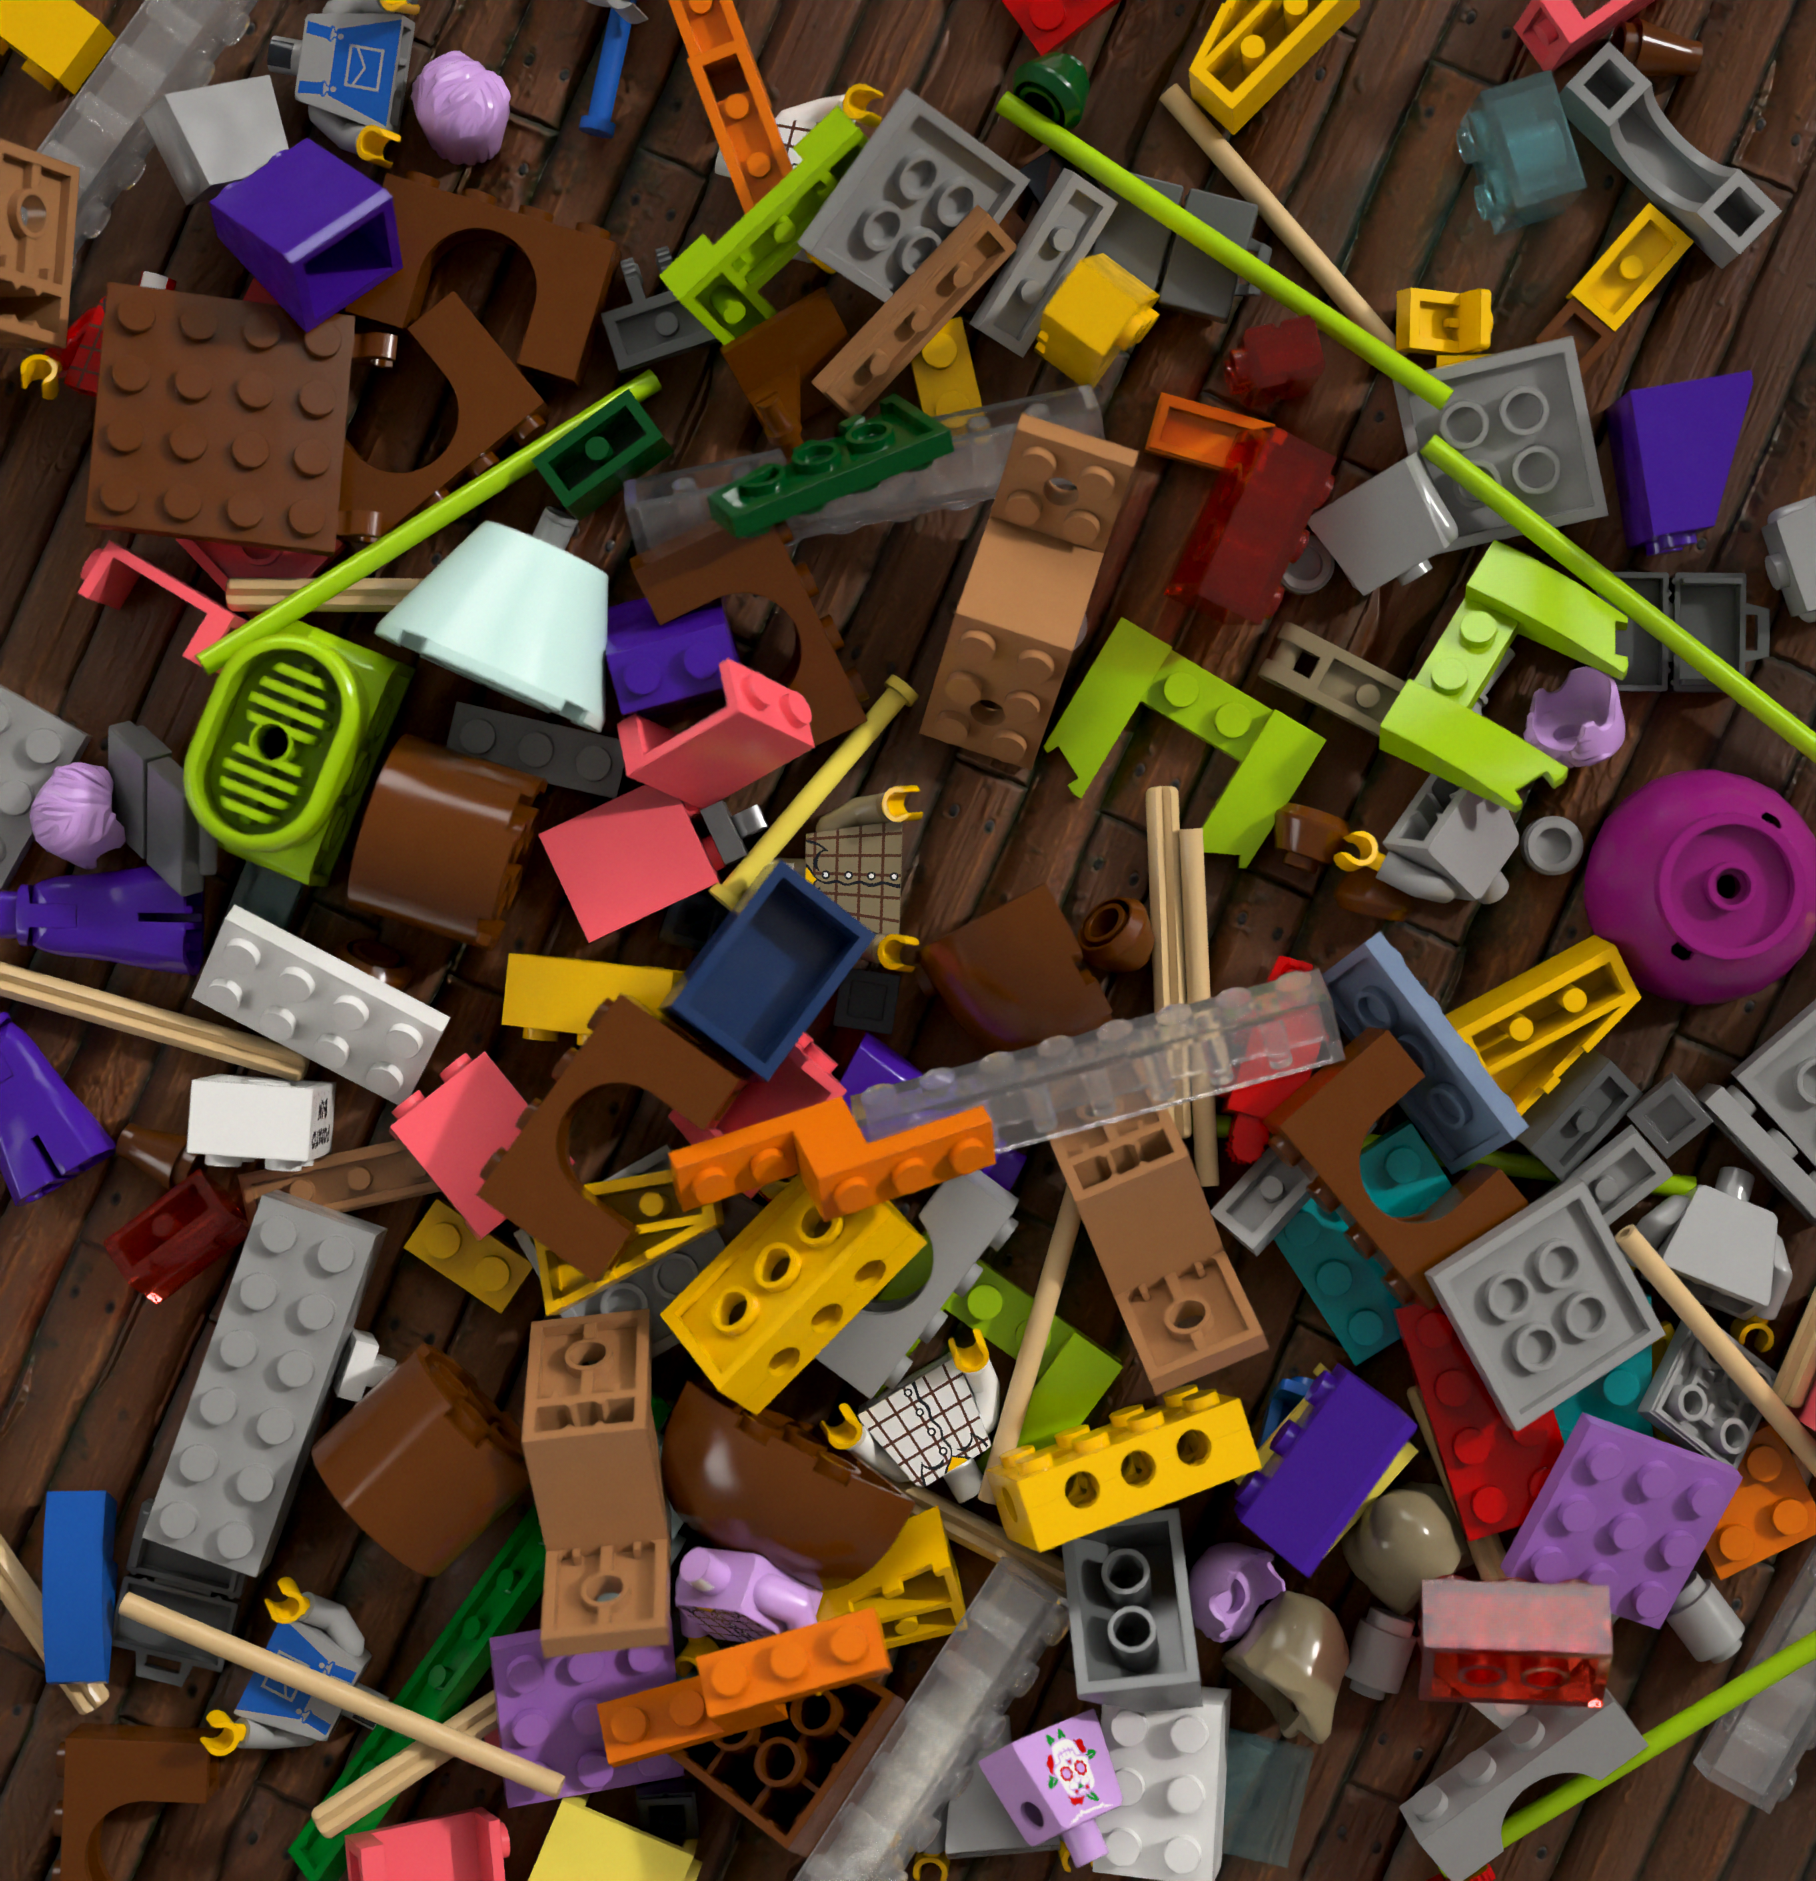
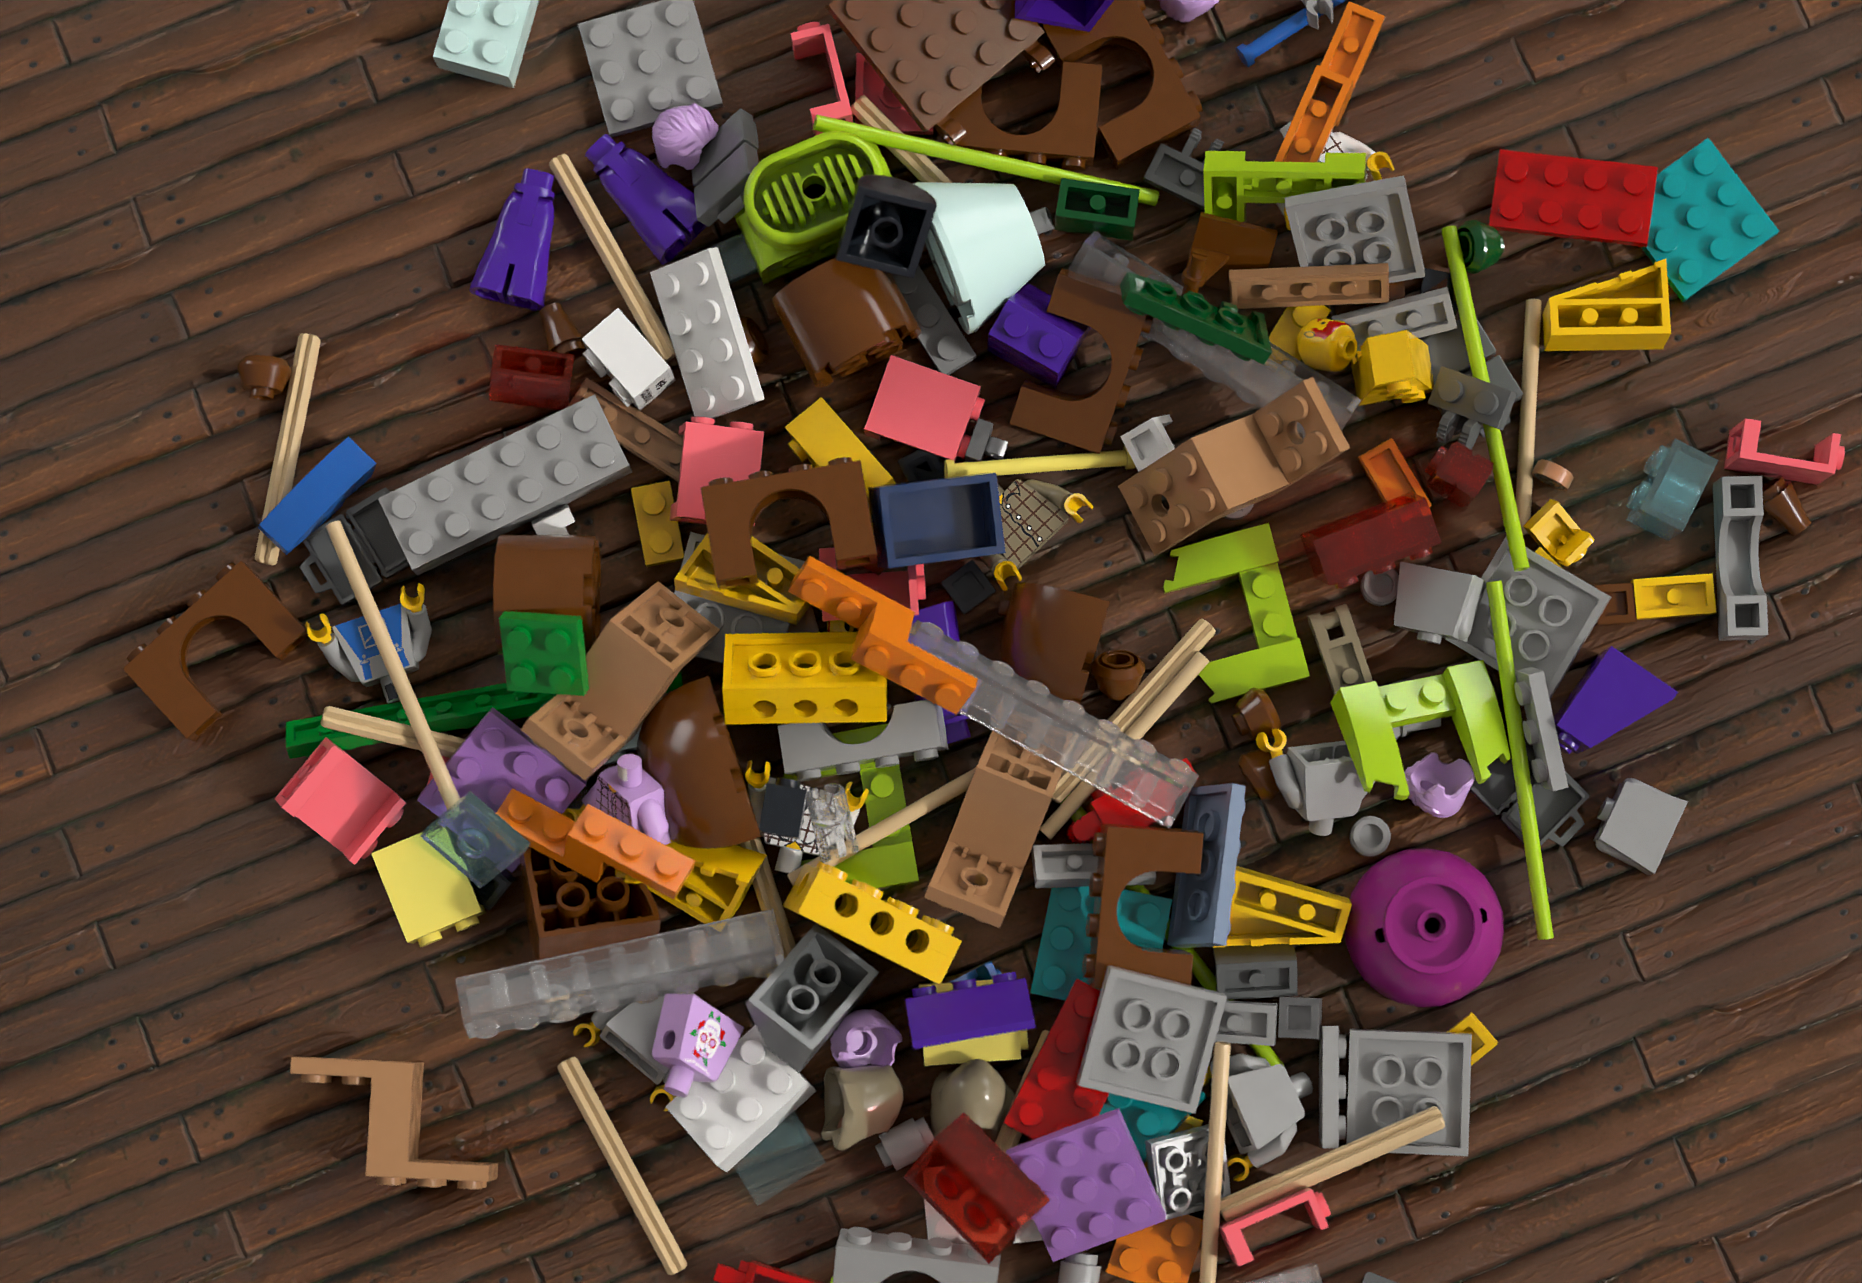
camera: 45 degrees right, 5 degrees down
(390, 709) = (886, 225): none -> black brick
(486, 1540) = (544, 653): none -> green plate
(612, 1799) = (475, 839): none -> clear light blue tile
(726, 751) = (1021, 398): coral panel -> none
(908, 1441) = (783, 809): none -> black brick
(909, 656) = (1148, 441): none -> white panel
(968, 1401) = (830, 814): none -> clear arm
(996, 359) = (1326, 344): none -> yellow head
(1211, 266) = (1471, 399): none -> dark grey hinge
(1374, 263) = (1553, 475): none -> nougat tile
(1633, 554) = (1540, 729): none -> light grey plate

